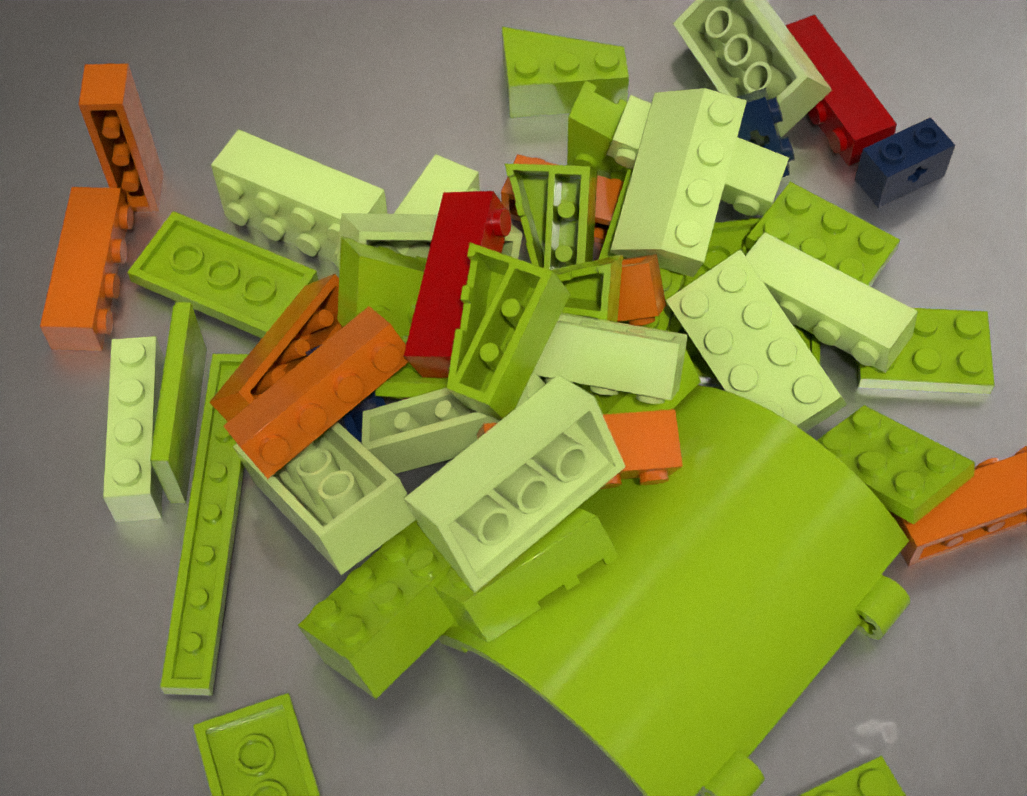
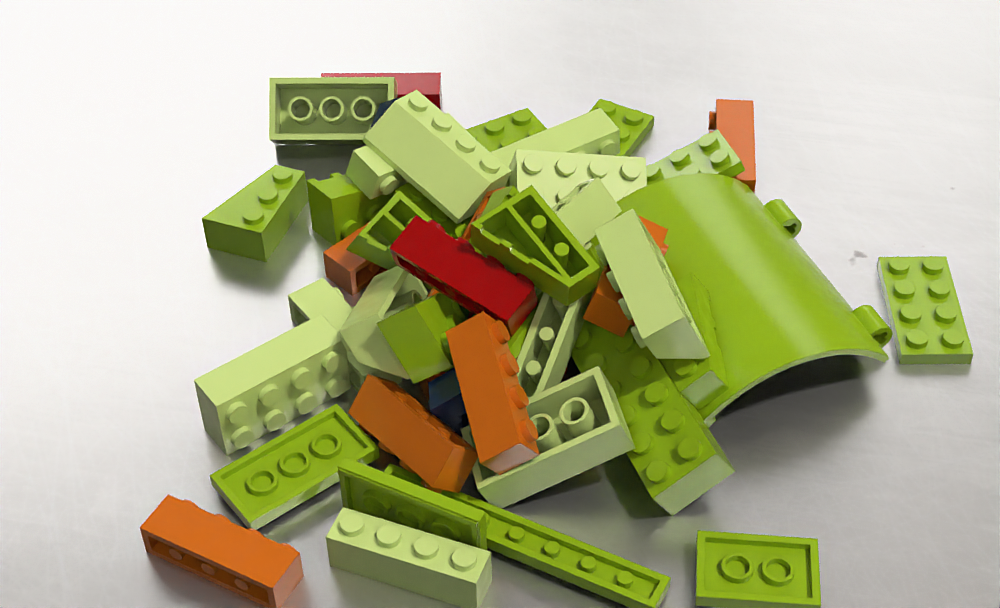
camera: 65 degrees left, 15 degrees down
(121, 134) = (142, 448): orange brick -> none
(904, 162) = (466, 86): dark blue brick -> none

